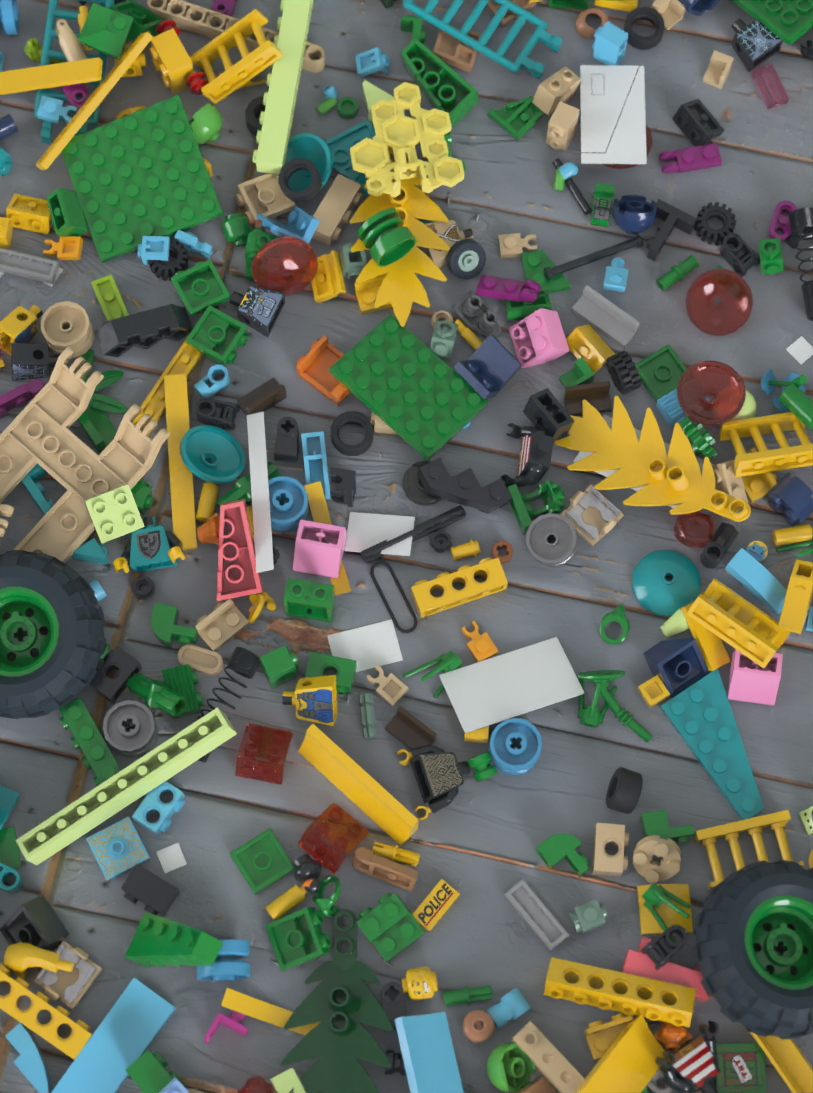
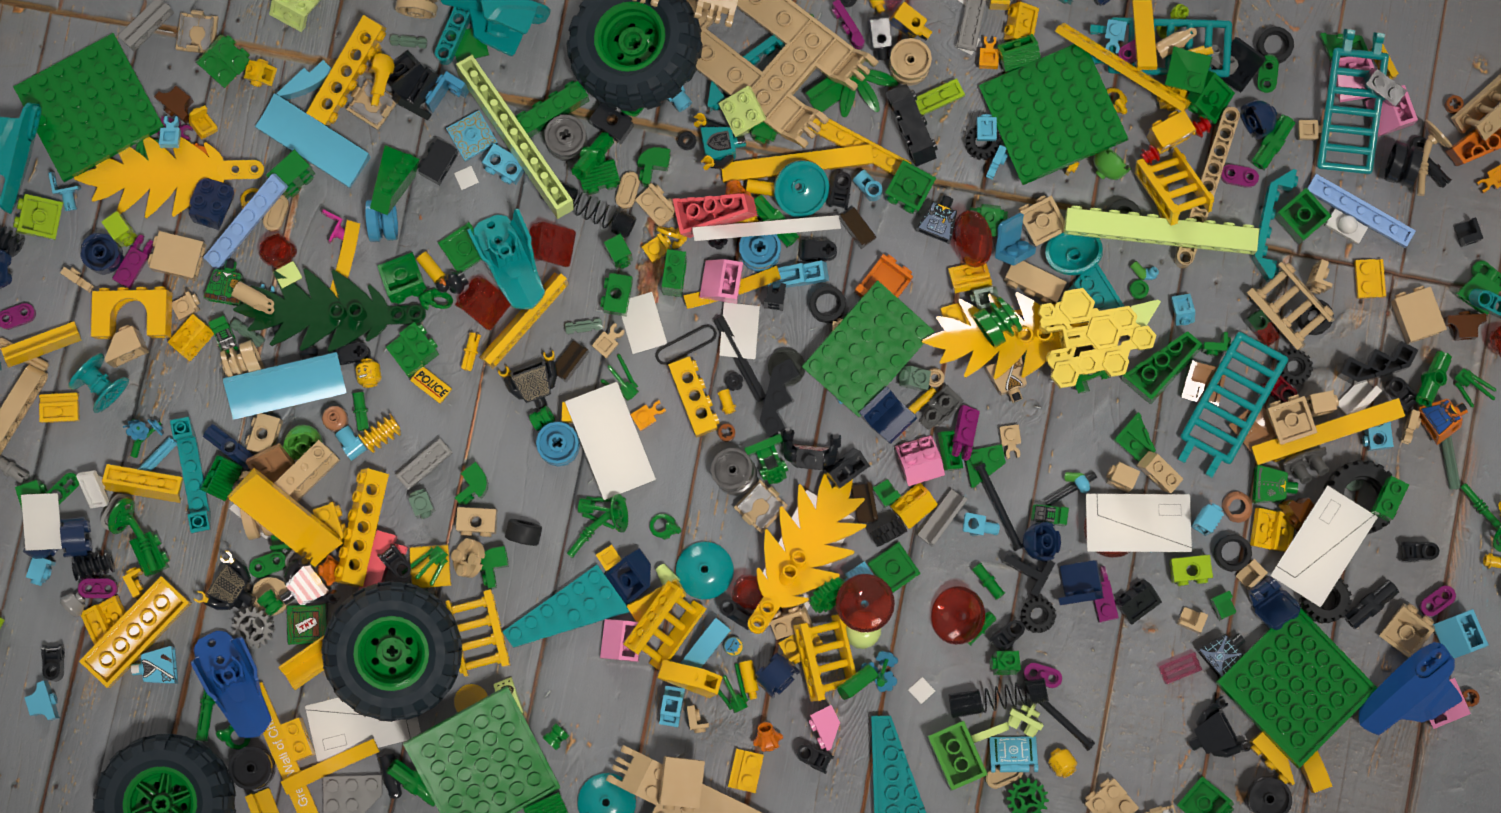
camera: 90 degrees right, 10 degrees up
(54, 864) = (445, 83): none -> dark azure bracket
(60, 908) = (418, 94): none -> black bracket
(200, 287) = (954, 170): green plate -> none
(236, 228) = (1012, 198): green head -> none
(273, 625) = (657, 247): none -> yellow bracket
(283, 794) = (511, 260): none -> teal piece
(294, 166) = (1054, 261): black tyre -> none
(314, 699) = (592, 282): torso -> none
(384, 869) = (458, 343): medium nougat hinge -> none
(466, 259) = (990, 395): black wheel -> none
(497, 968) = (380, 434): none -> yellow piece
(663, 80) = (1201, 564): none -> lime brick
(681, 175) = (1081, 582): none -> dark blue bracket
(700, 41) = (1223, 605): none -> green panel

